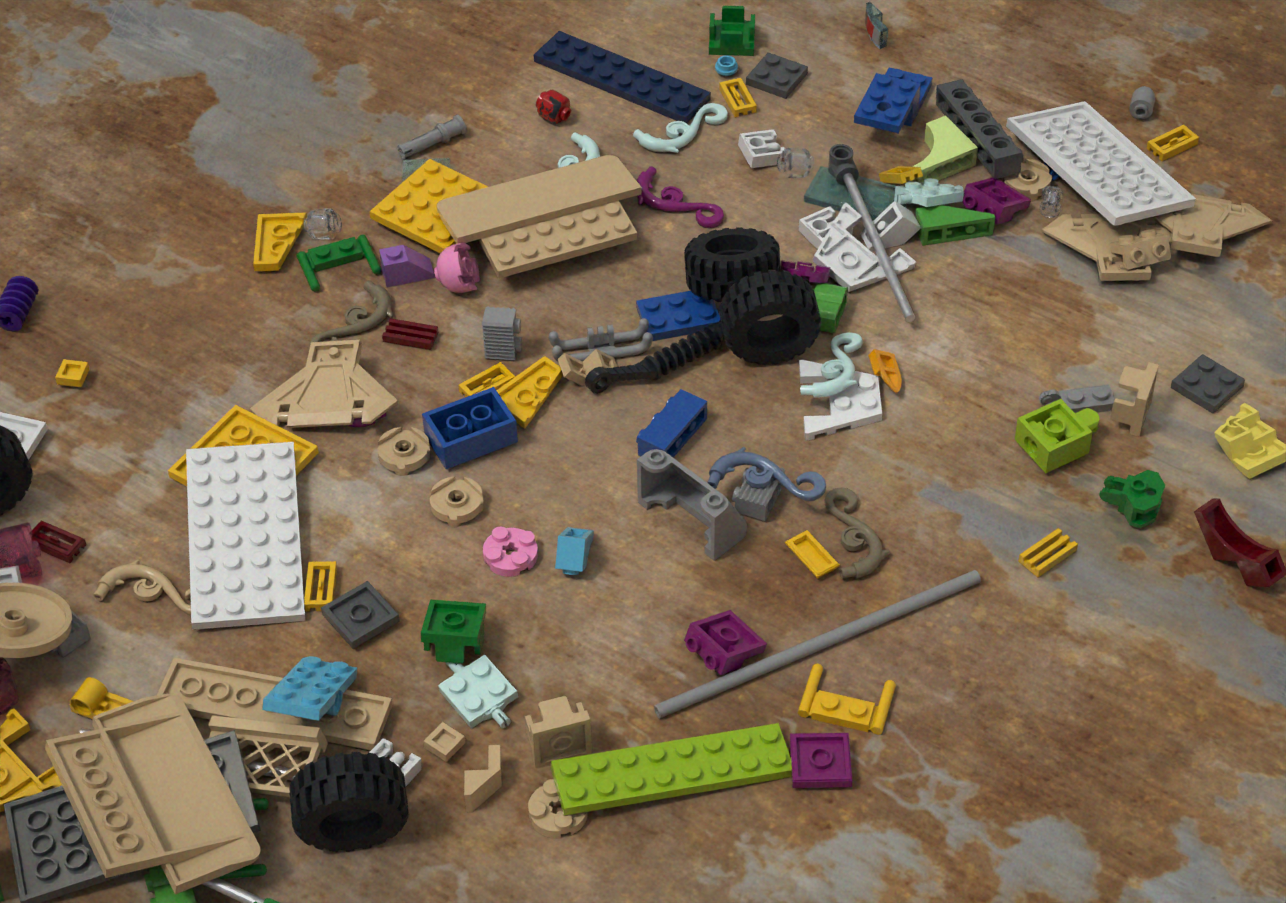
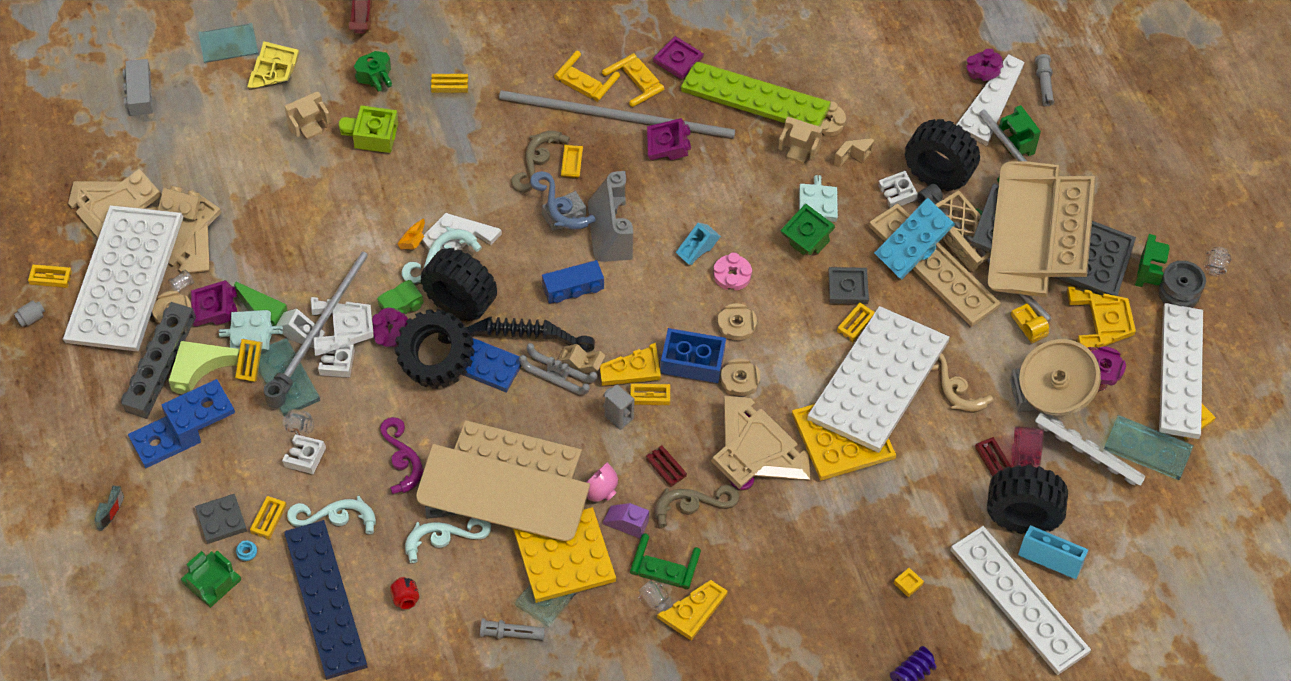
camera: 145 degrees left, 10 degrees up
(444, 741) = (858, 185): tan plate -> none
(904, 655) = (582, 82): none -> yellow plate
(1095, 398) = (329, 150): light grey hinge -> none
(1207, 383) = (248, 113): dark grey plate -> none

